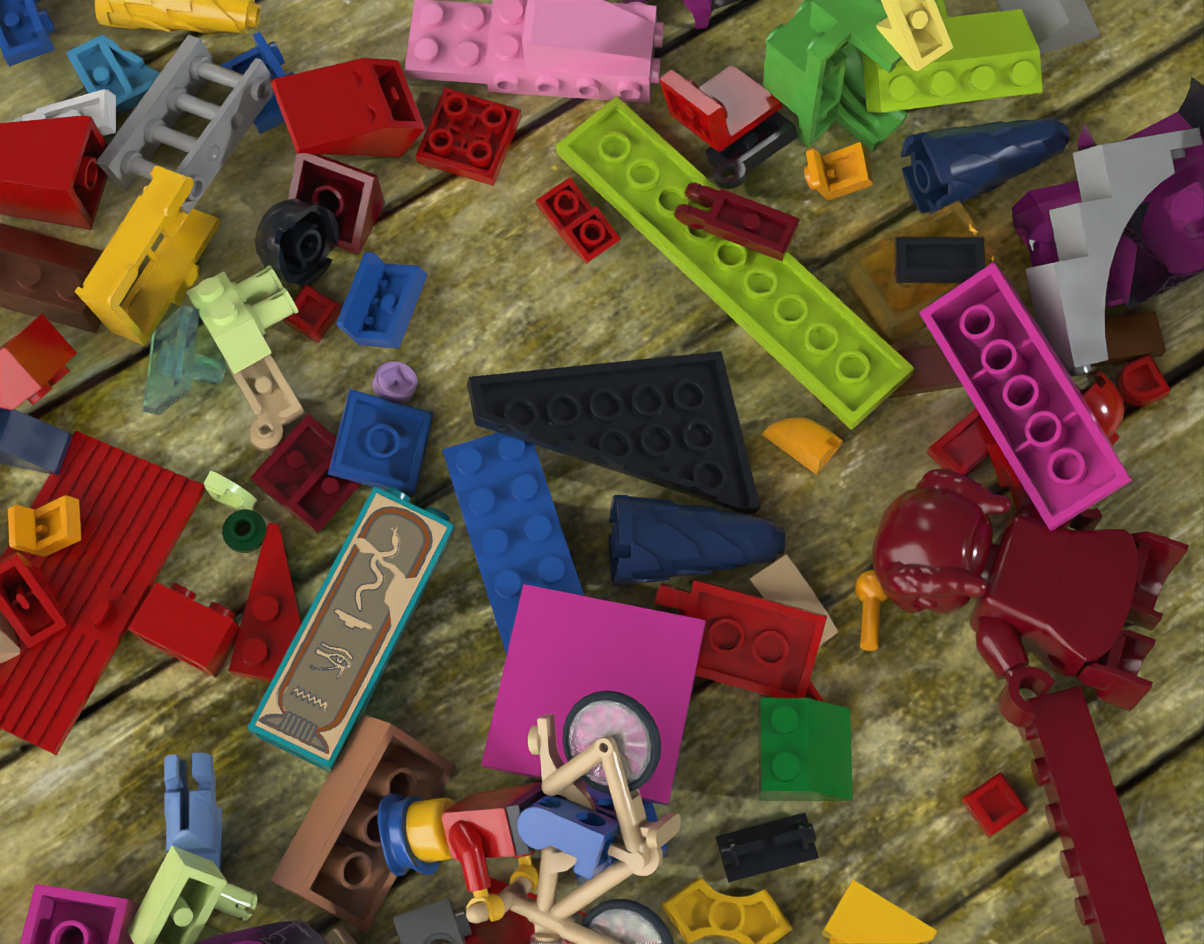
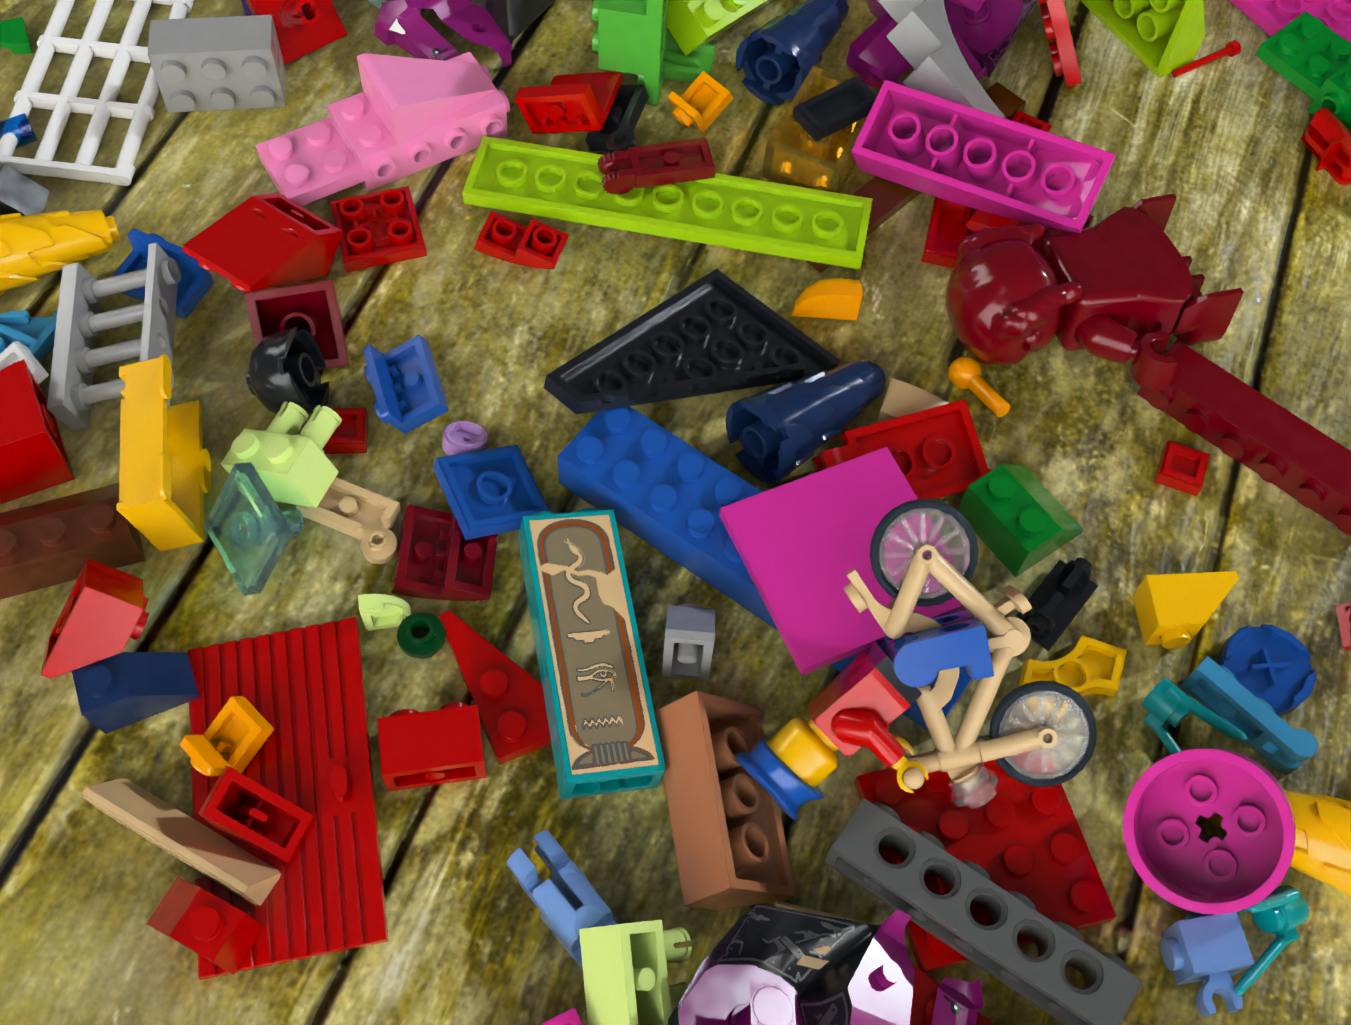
camera: 45 degrees left, 10 degrees down
(433, 672) = (688, 642): none -> light grey slope

